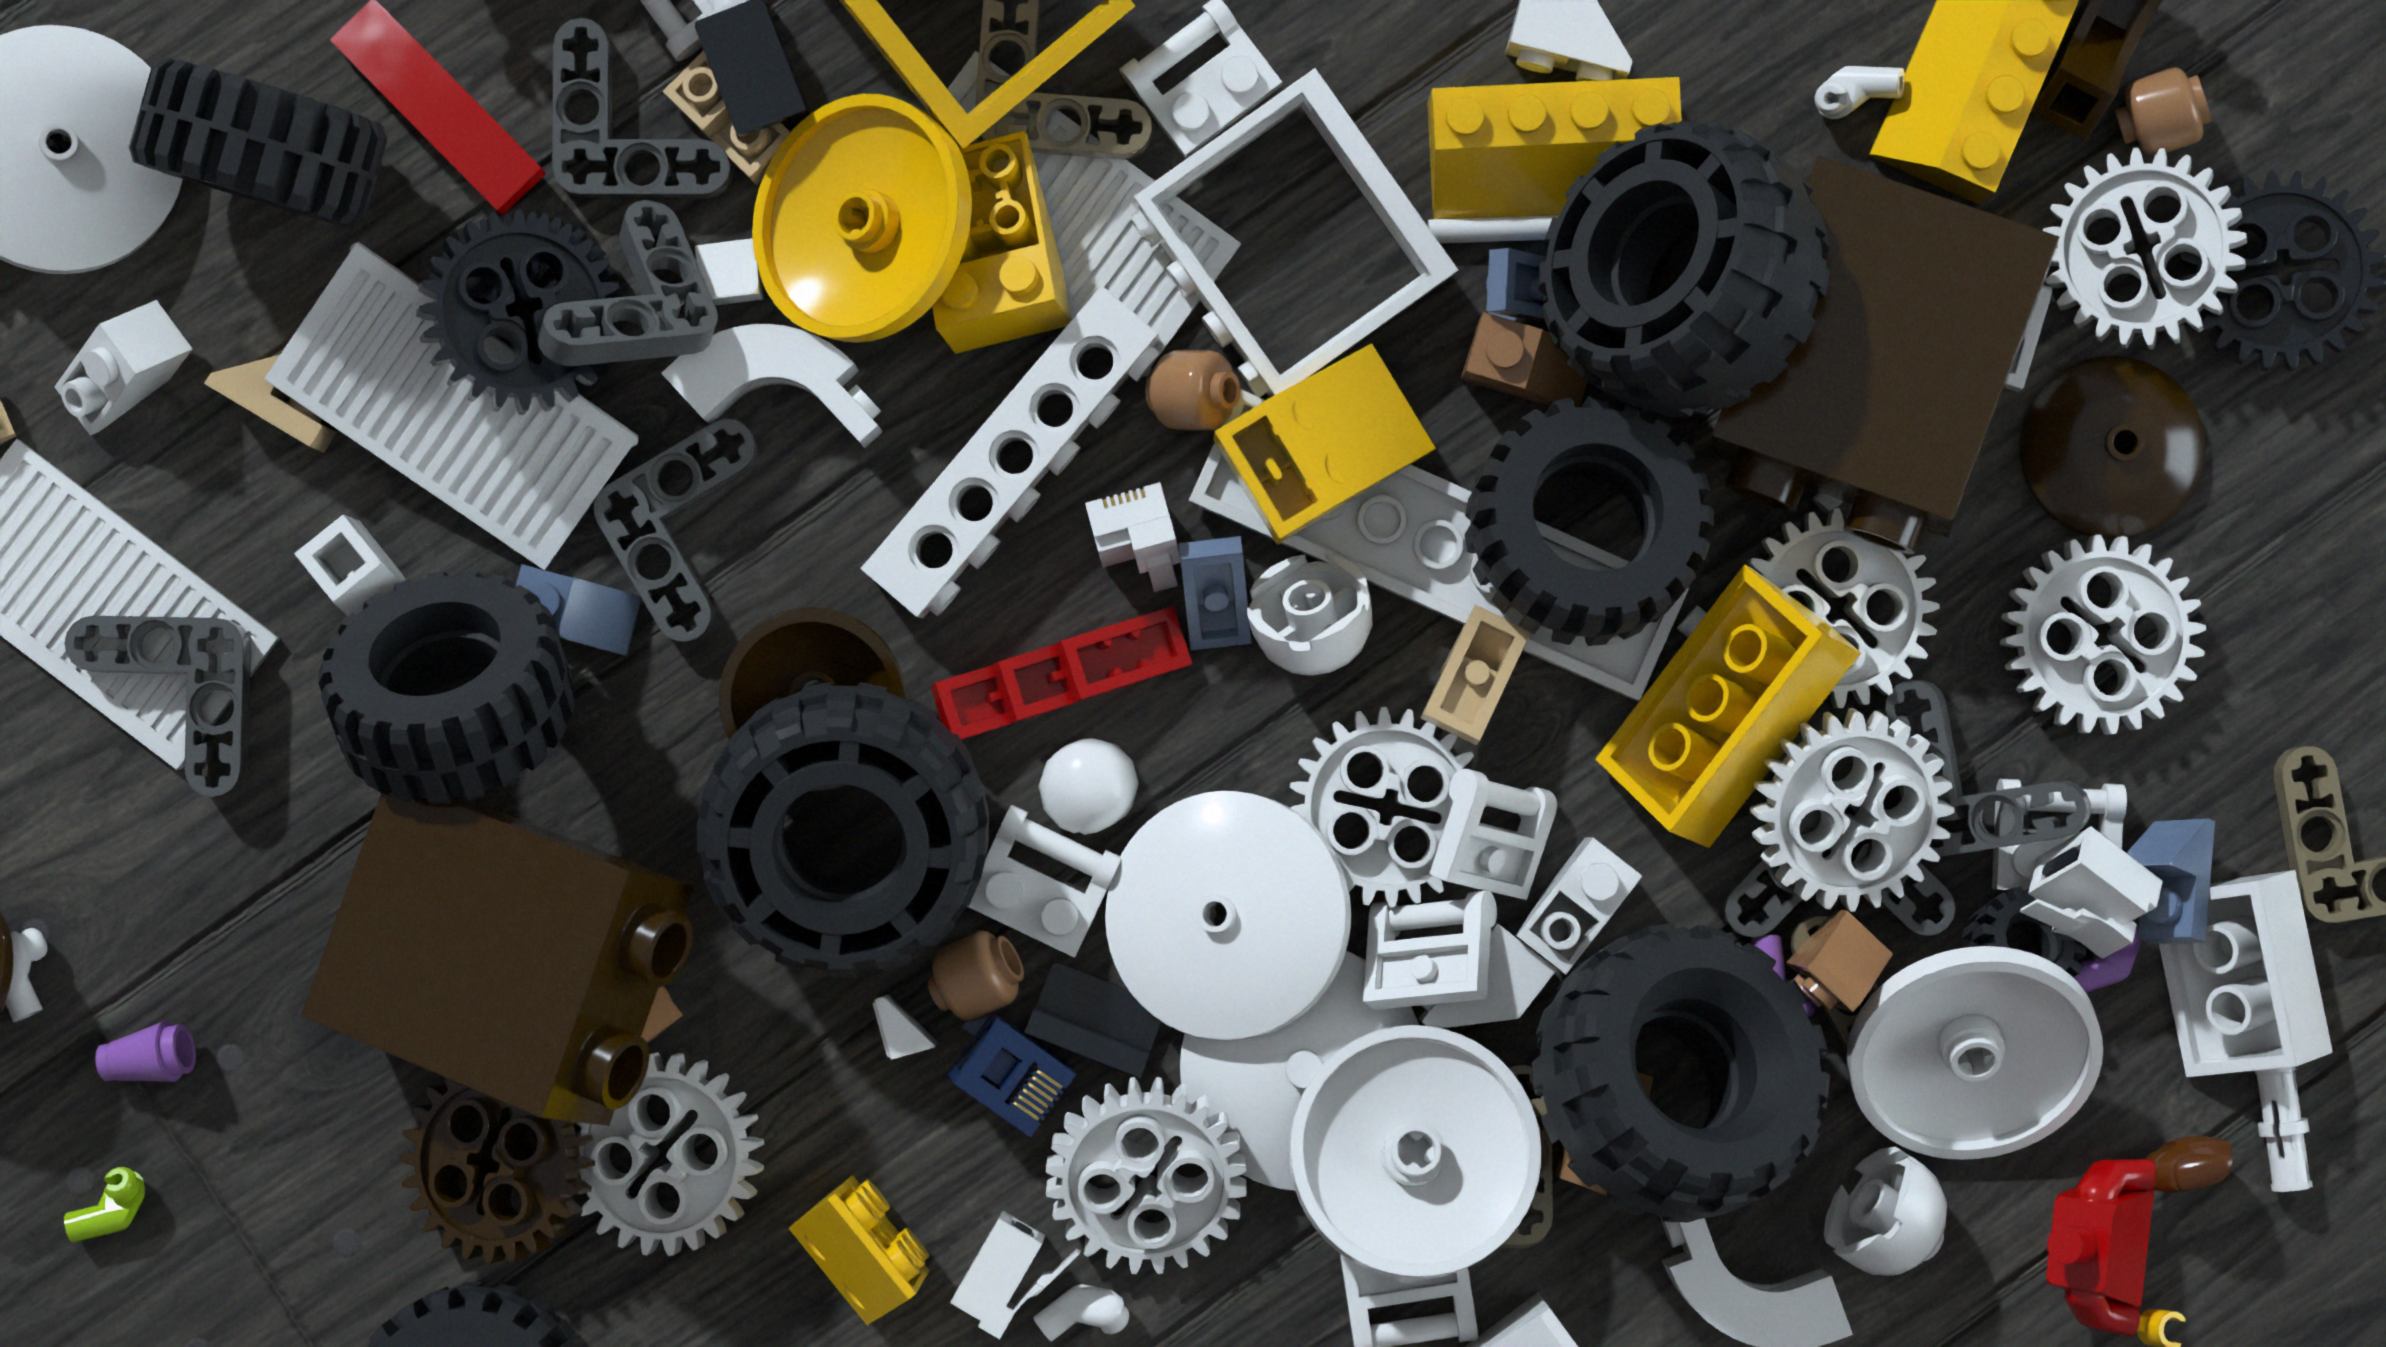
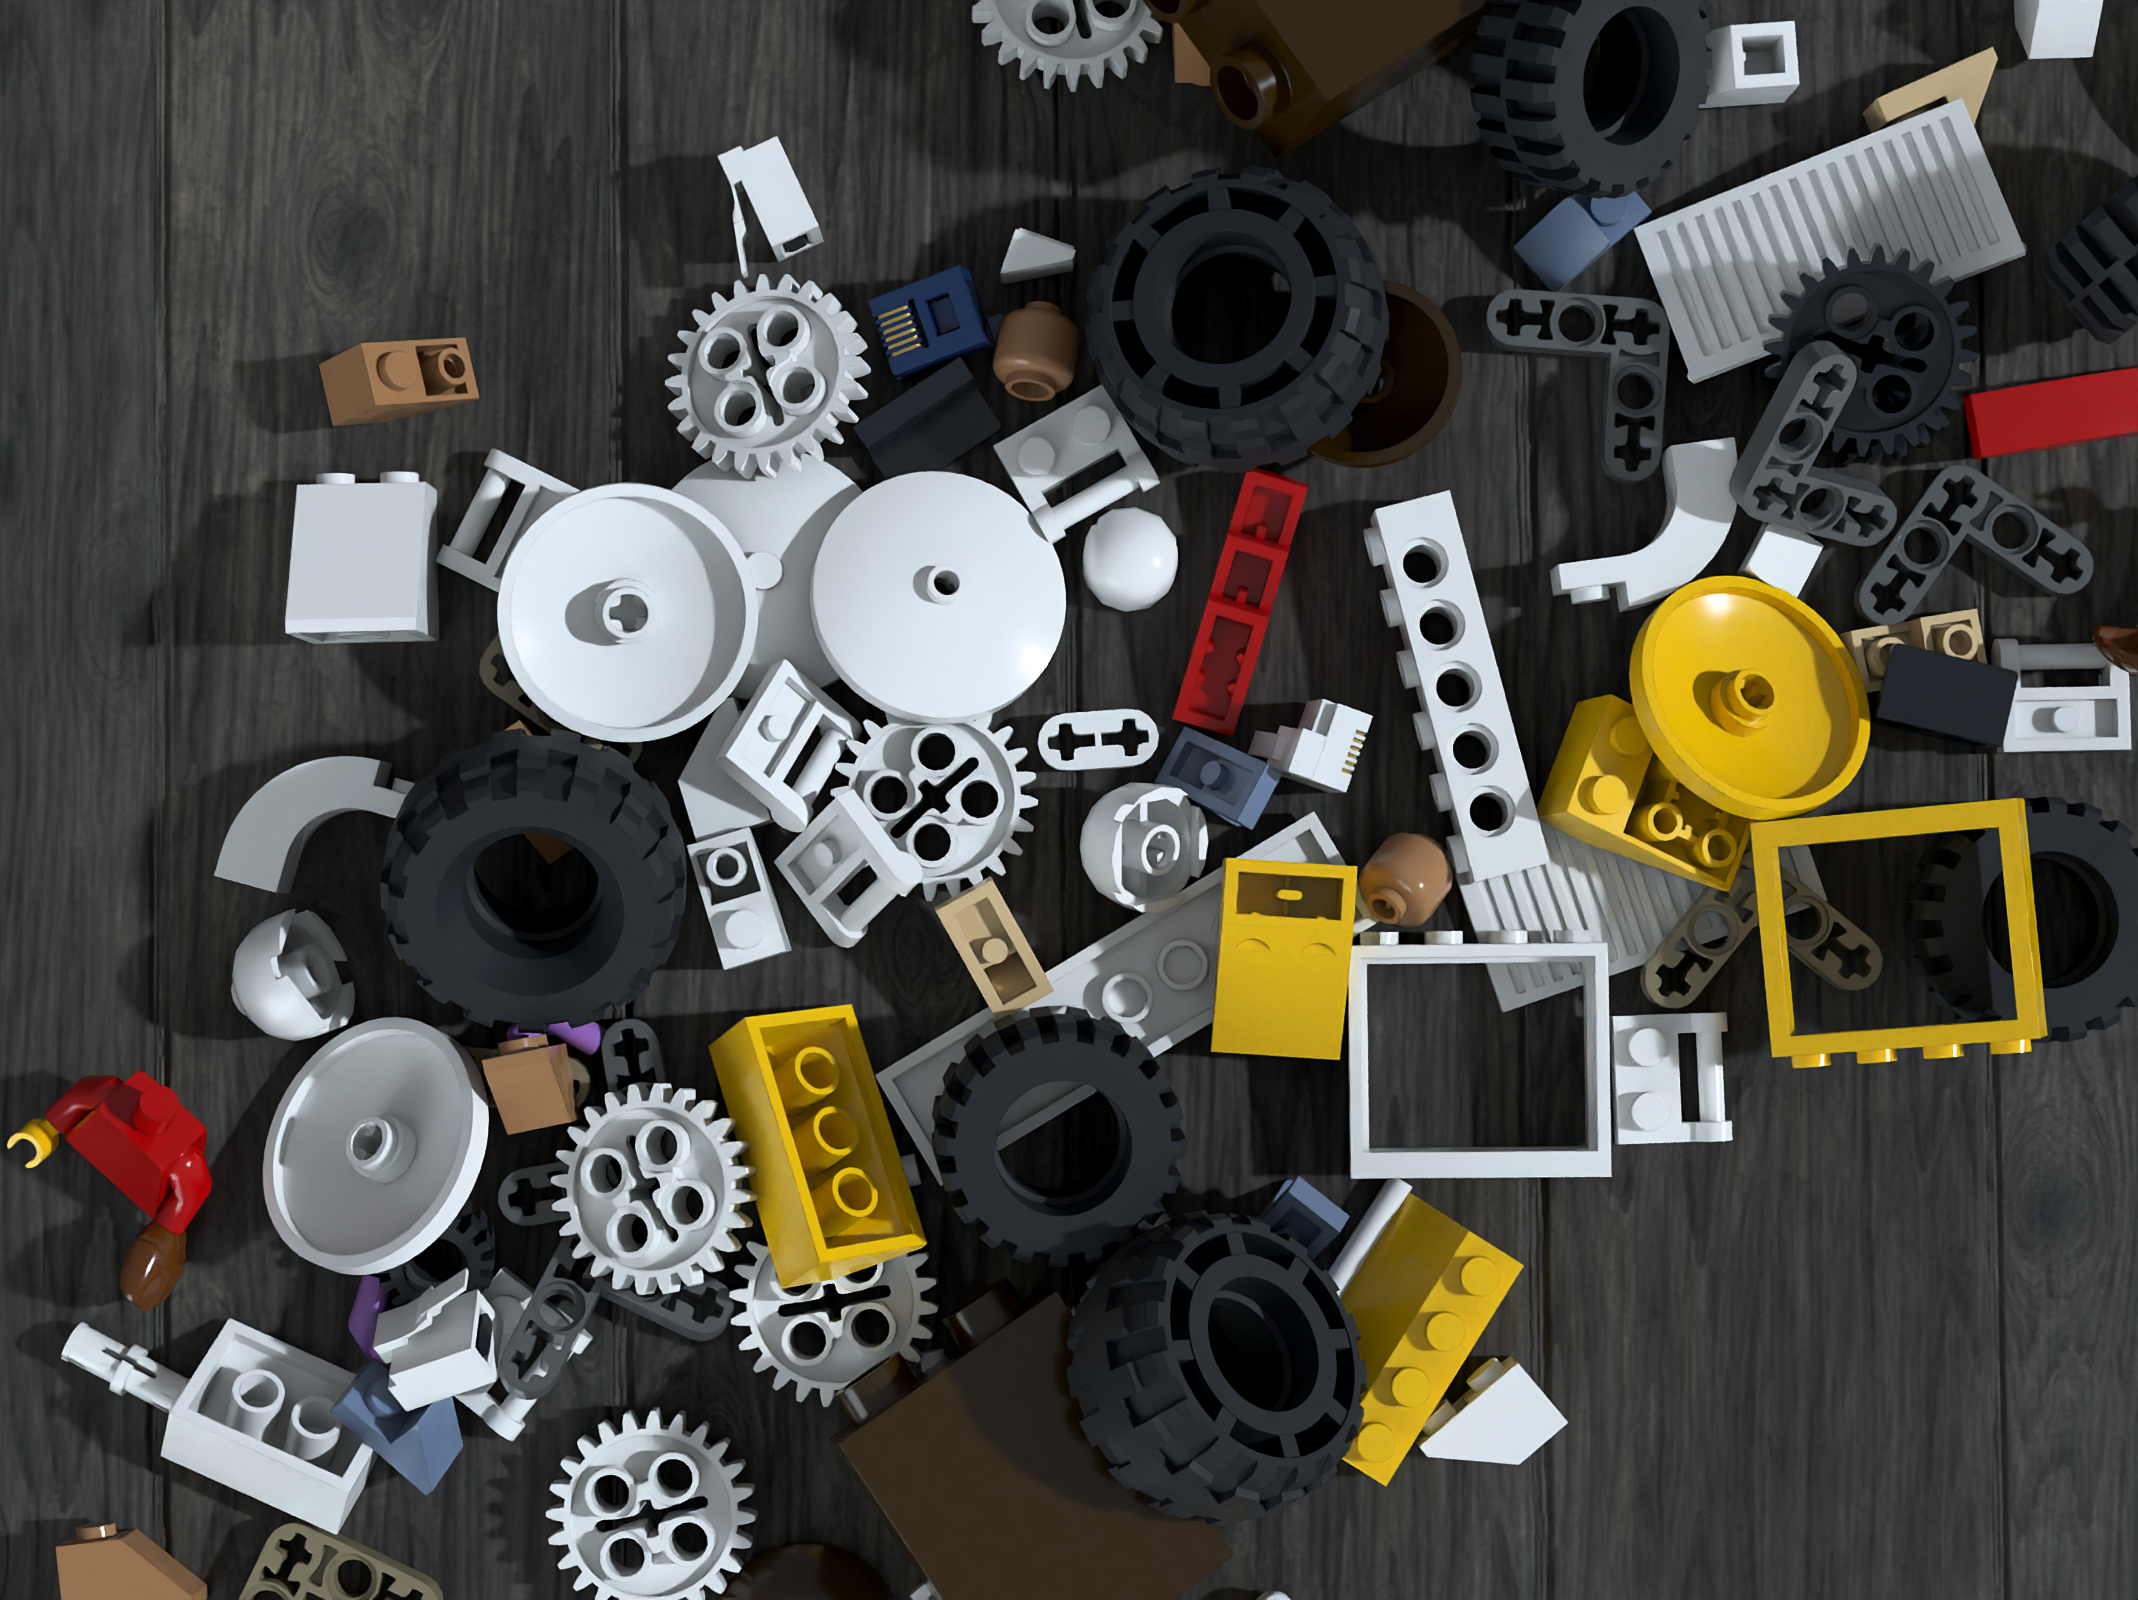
camera: 125 degrees right, 0 degrees up
(863, 1249) = (873, 98): yellow slope -> none
(1084, 1305) = (696, 252): white arm -> none
(1262, 700) = (1097, 724): none -> white beam
(1520, 362) = (1233, 1177): medium nougat slope -> none

